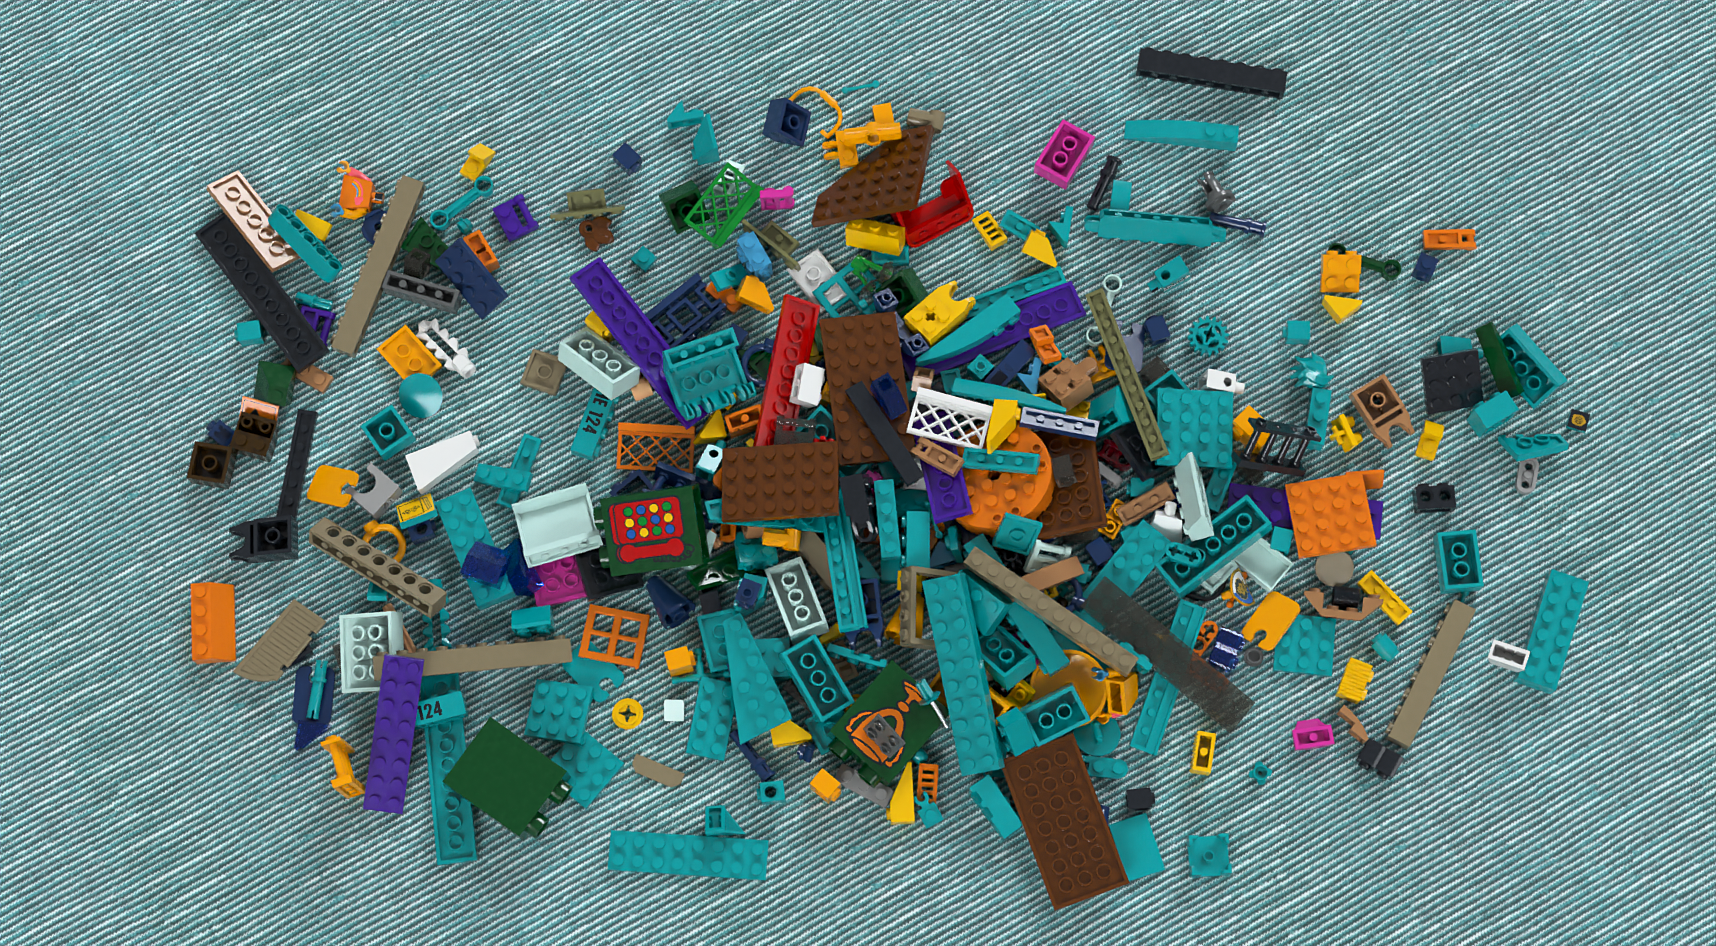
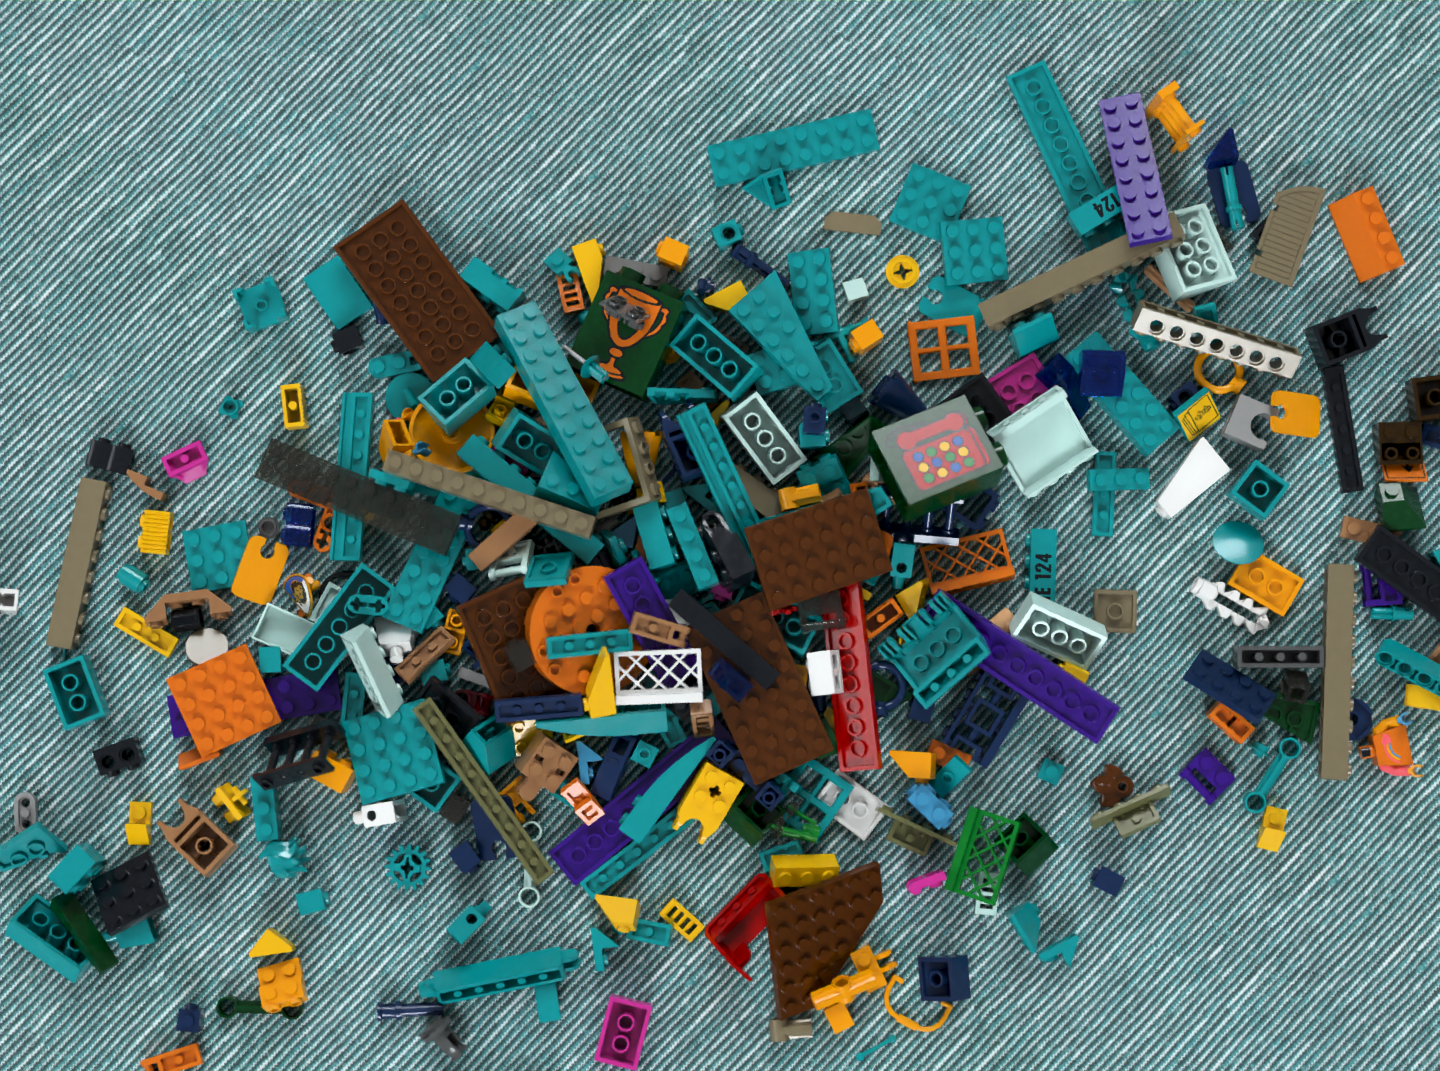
camera: 165 degrees right, 10 degrees up
(509, 780) = (999, 158): dark green brick -> none
(1107, 174) = (569, 1027): black pin -> none

